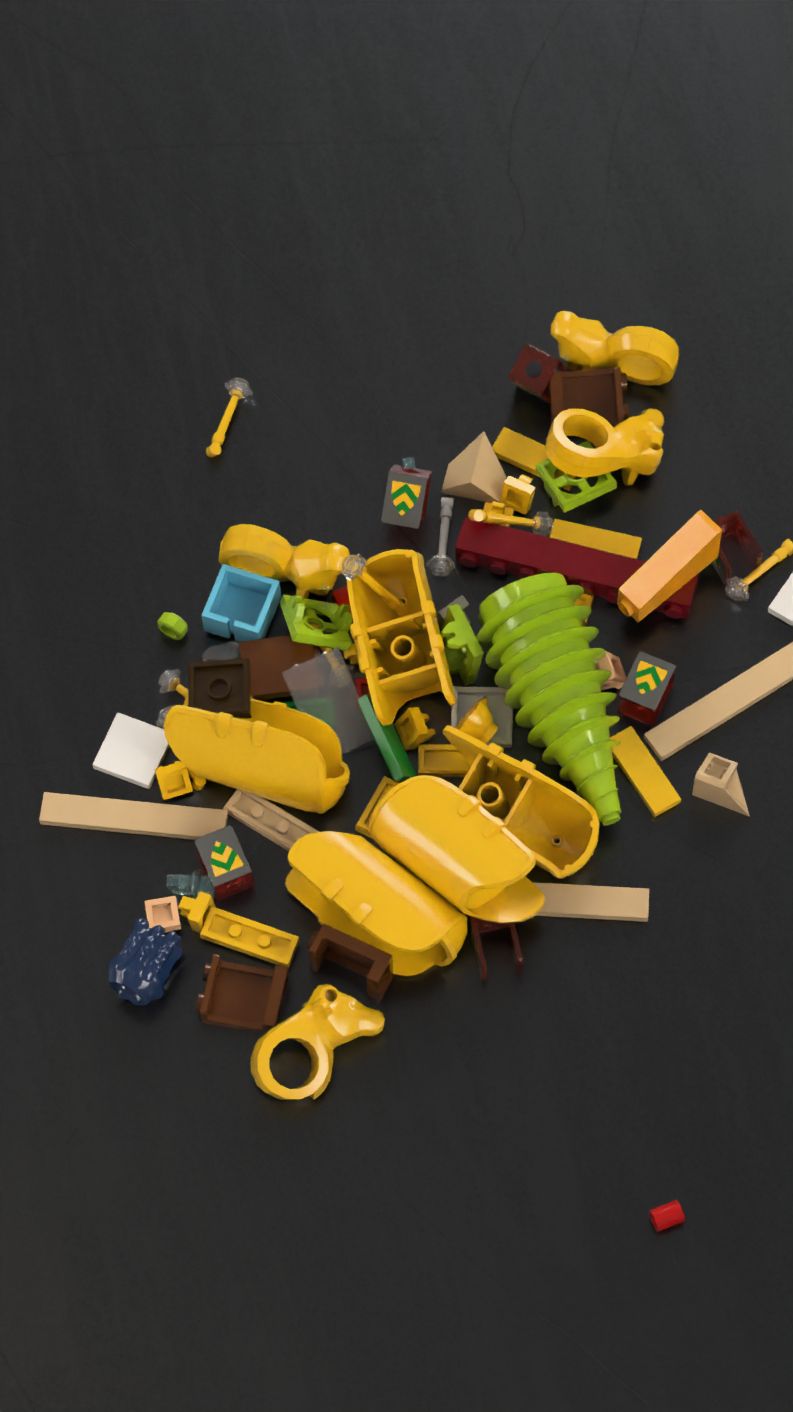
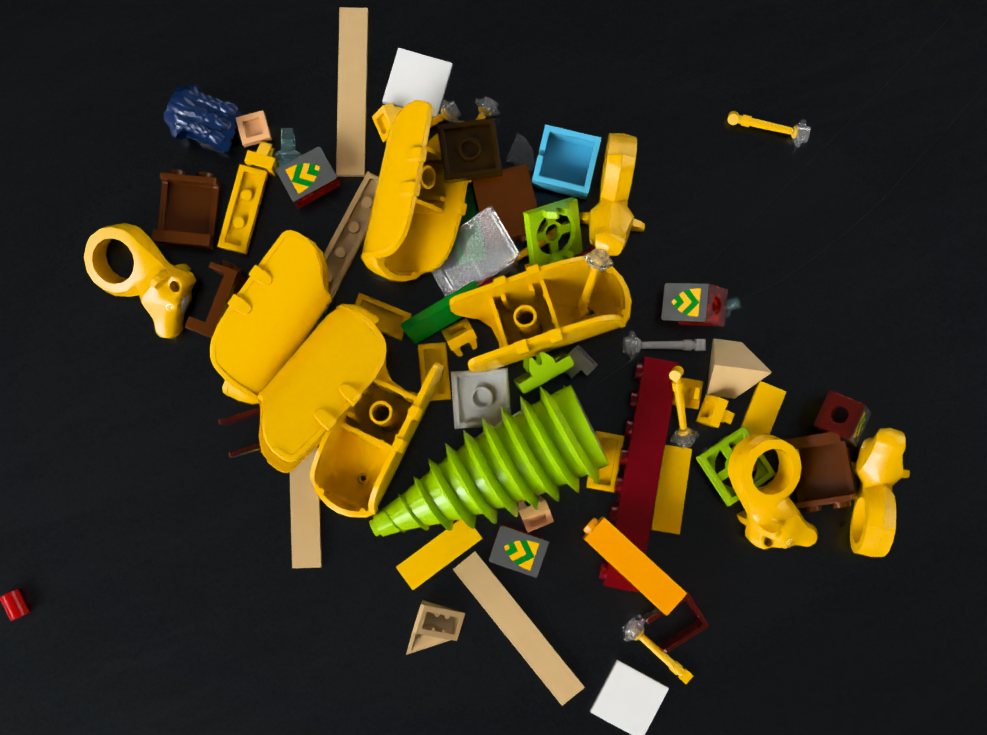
camera: 80 degrees right, 20 degrees up
(172, 625) = (544, 102): lime tile -> none
(478, 722) = (463, 392): yellow piece -> none

